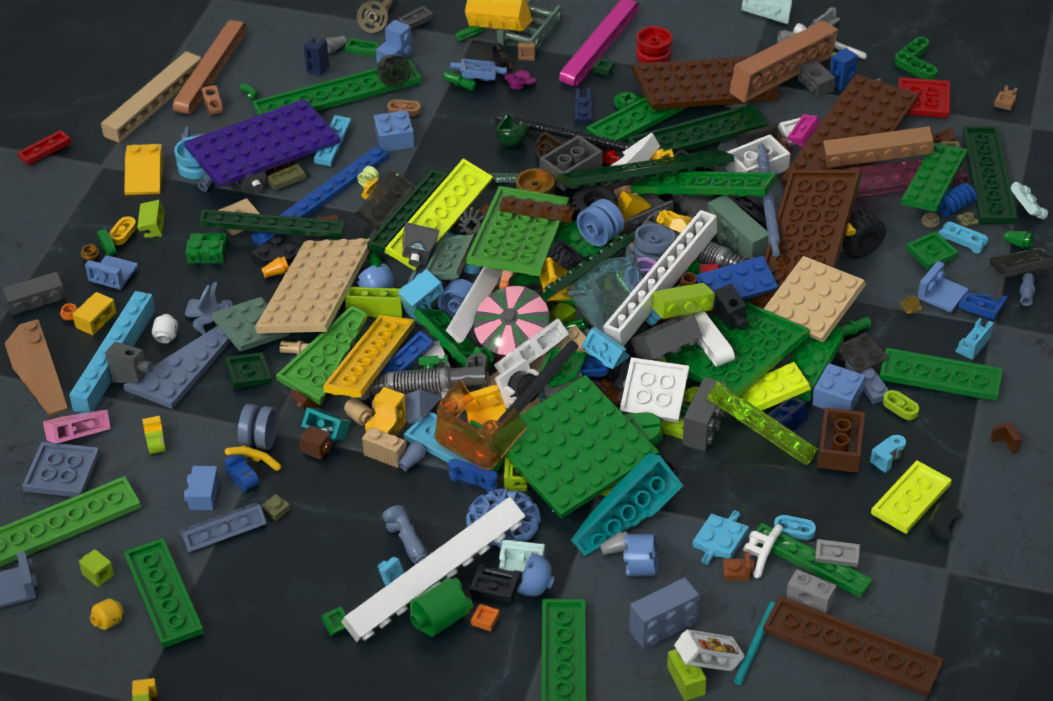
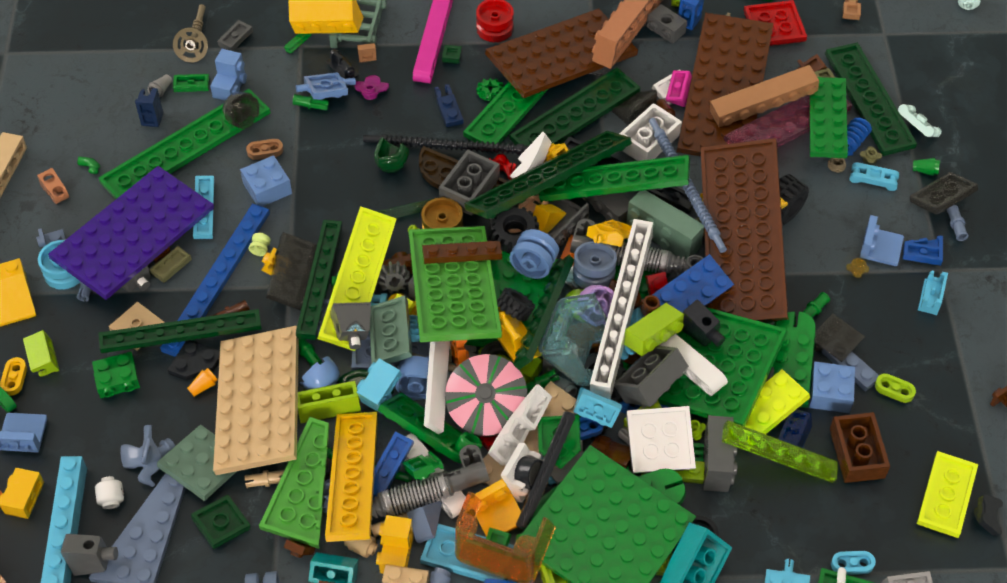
camera: 20 degrees left, 10 degrees up
(209, 66) = (34, 144): nougat beam -> none
(815, 296) = (777, 290): tan plate -> none
(887, 451) = (908, 441): medium azure leg -> none
(931, 249) = (852, 199): green plate -> none
(941, 374) = (918, 342): green plate -> none

